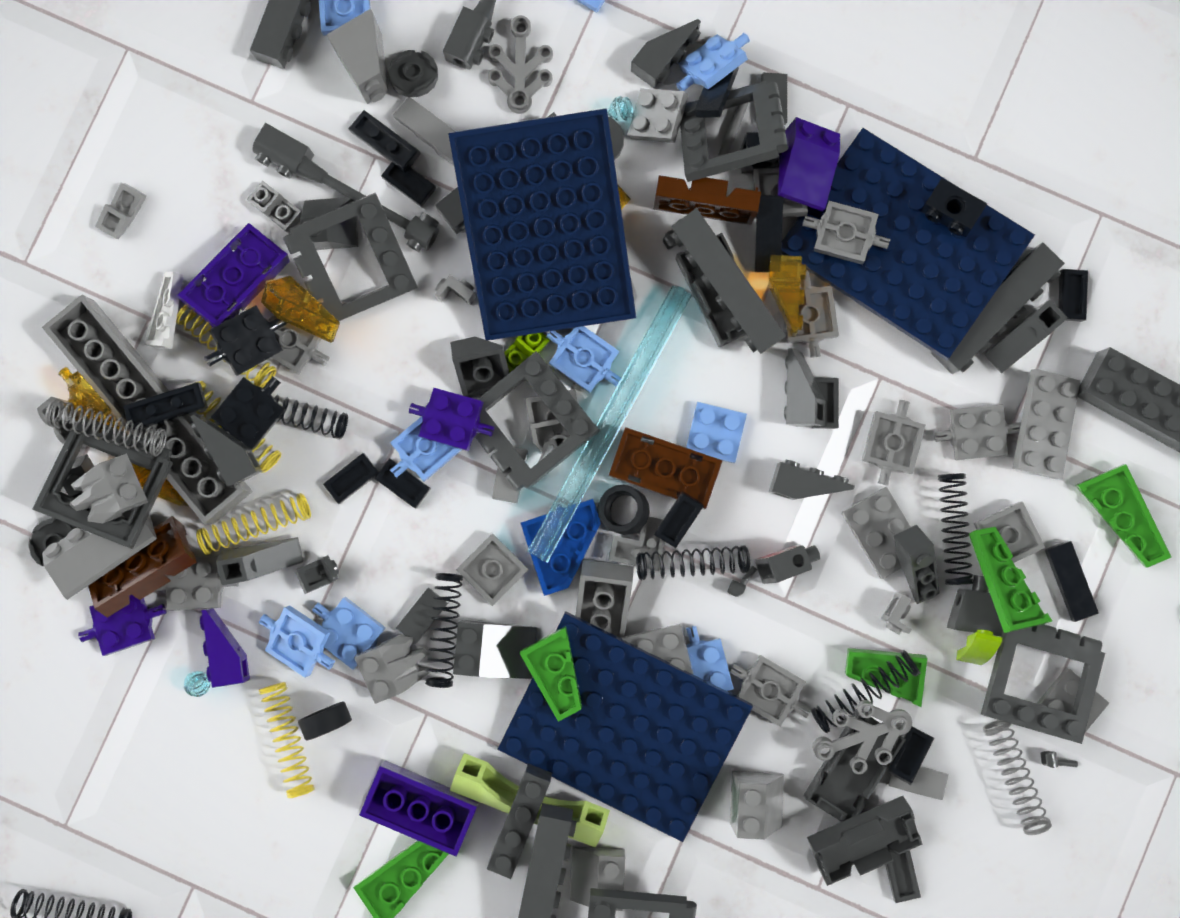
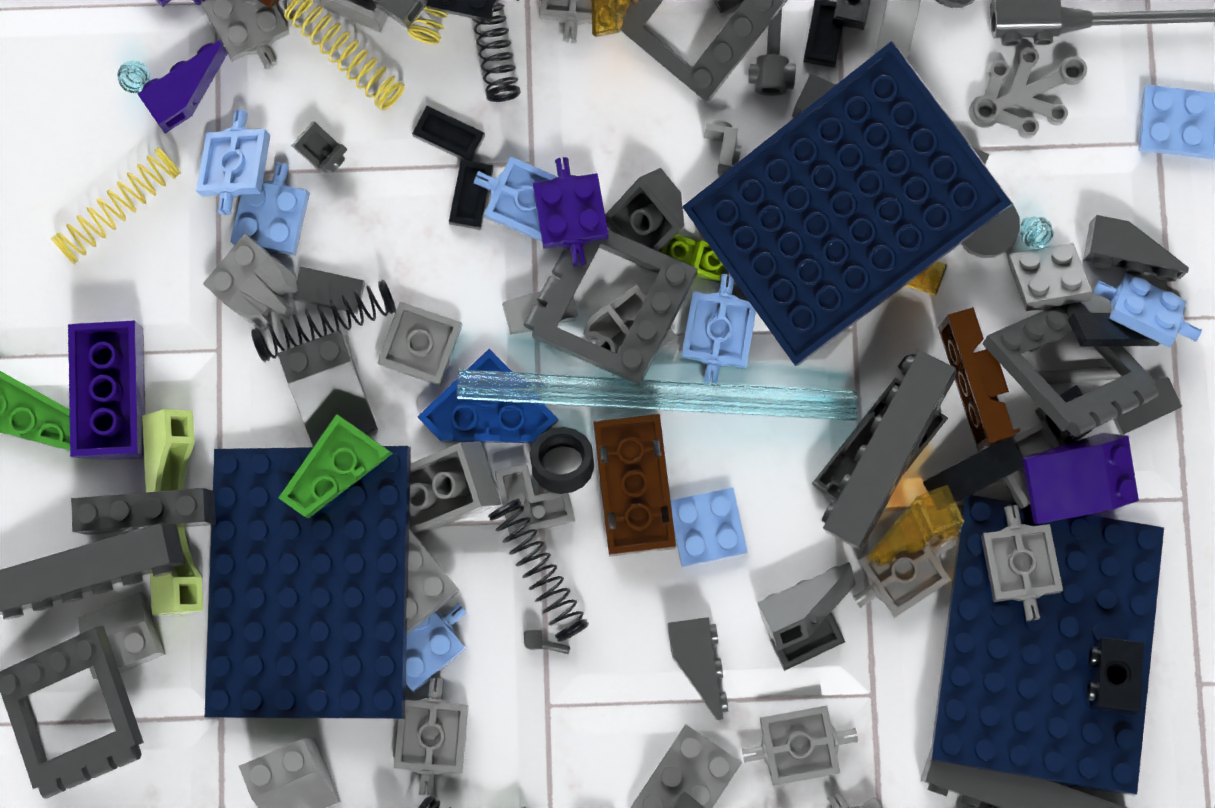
camera: 65 degrees right, 5 degrees down
(257, 560) = (304, 75): dark grey slope -> none
(324, 721) = (157, 236): black tyre -> none
(678, 519) = (581, 528): black tile -> none
(786, 563) = (582, 673): dark grey torso -> none

